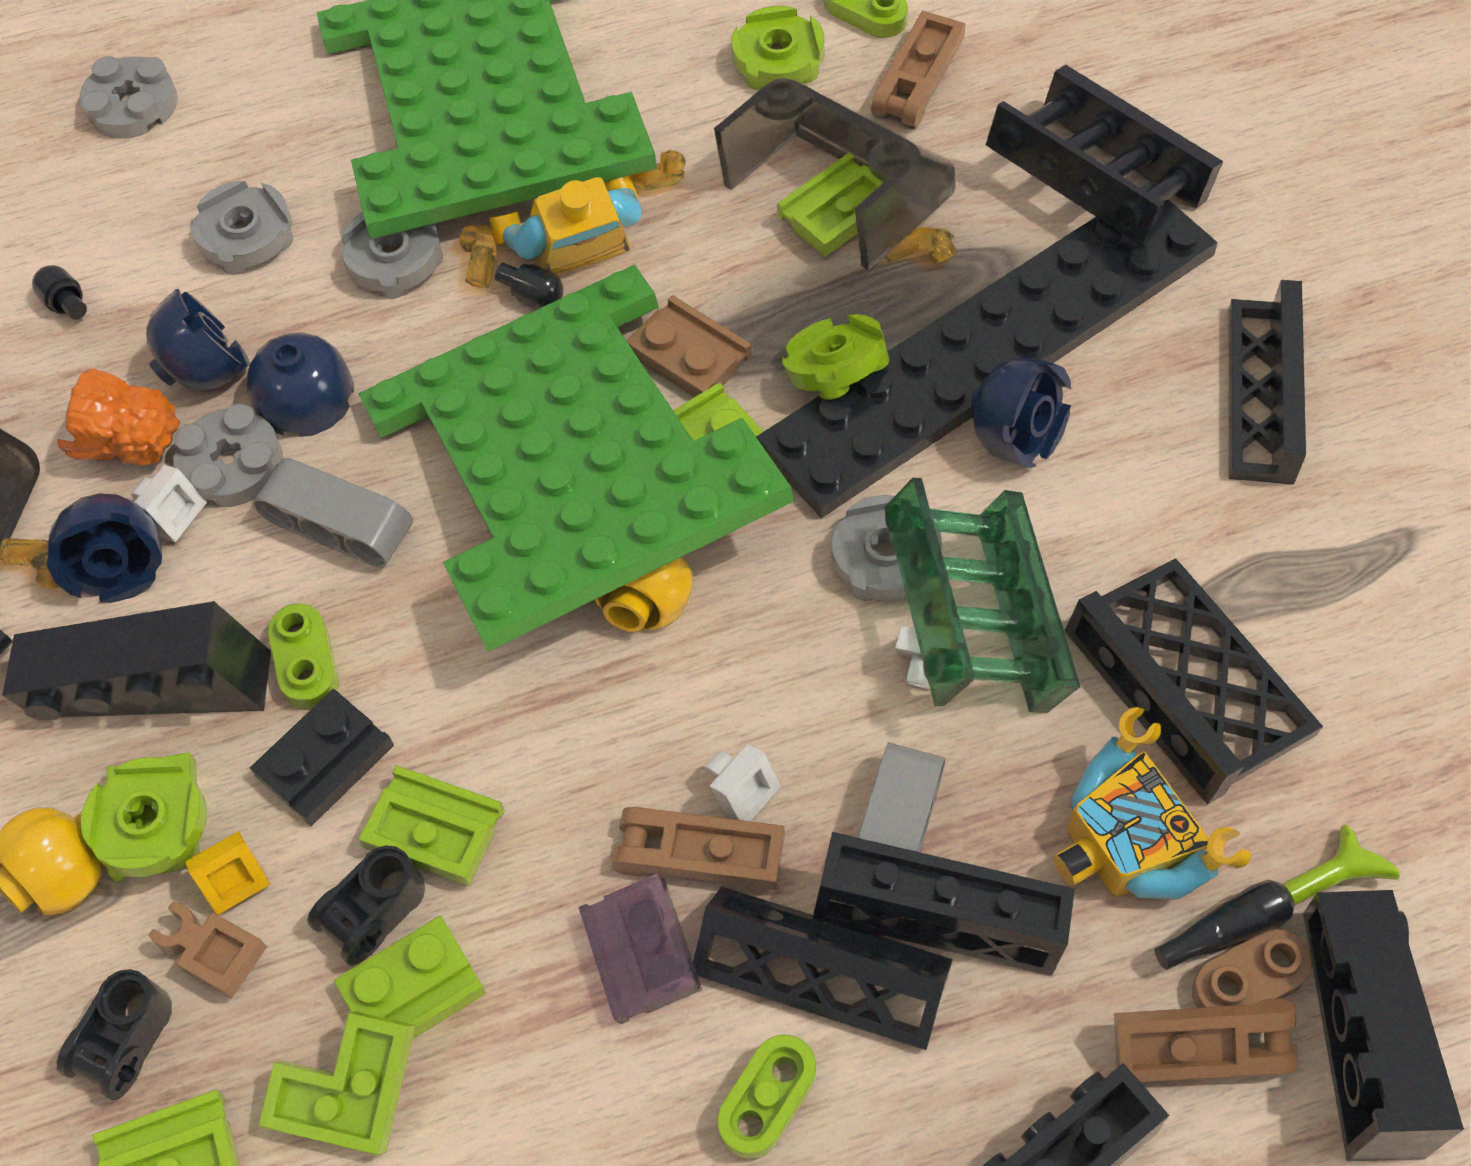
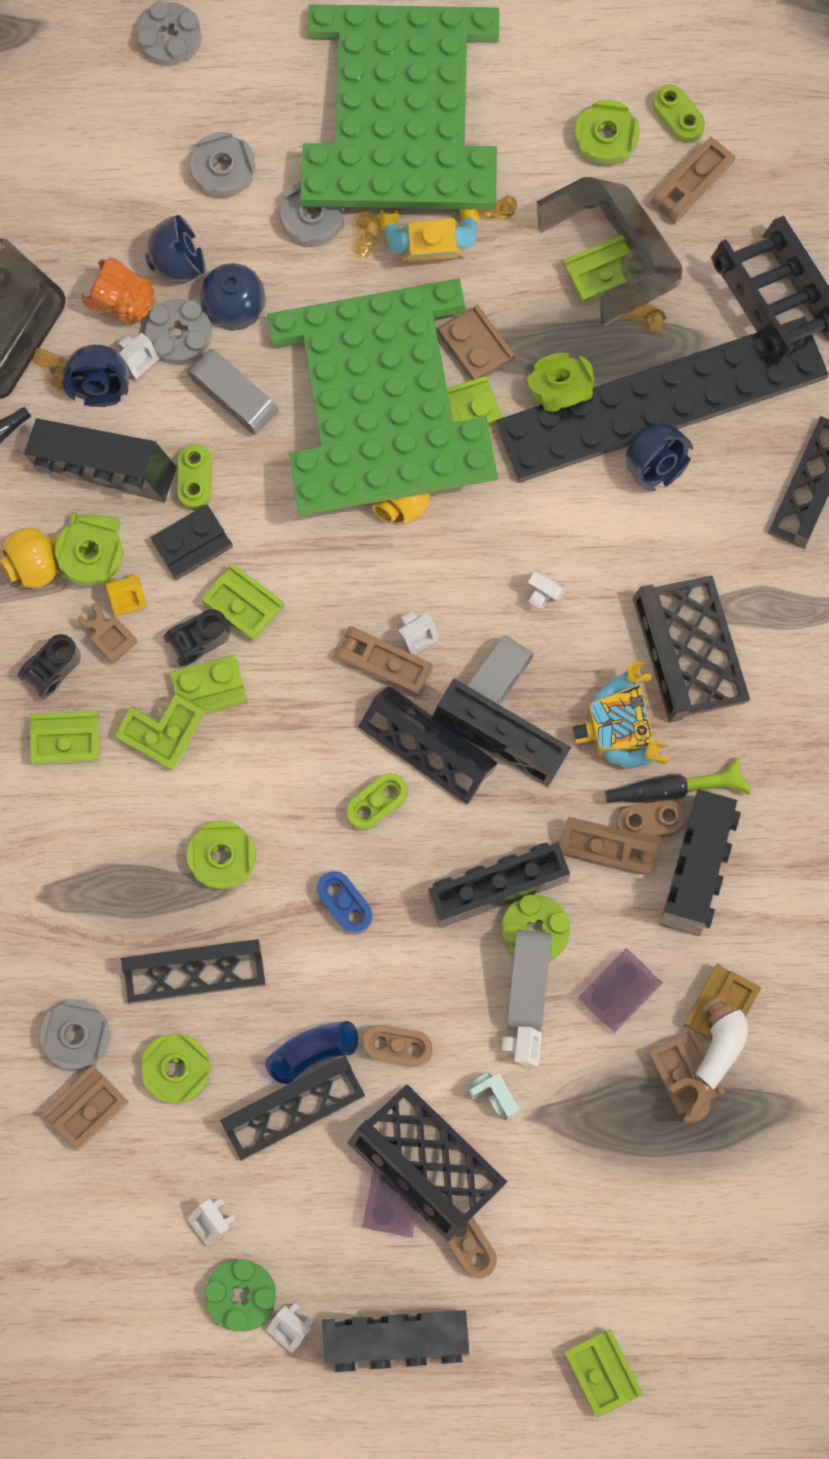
camera: 15 degrees right, 15 degrees up
(59, 291) = (98, 179): black cylinder -> none
(531, 284) = (393, 268): black cylinder -> none
(640, 949) = (335, 705): plate -> none
(853, 553) = (559, 531): light grey plate -> none
(1021, 587) = (614, 570): clear green fence -> none

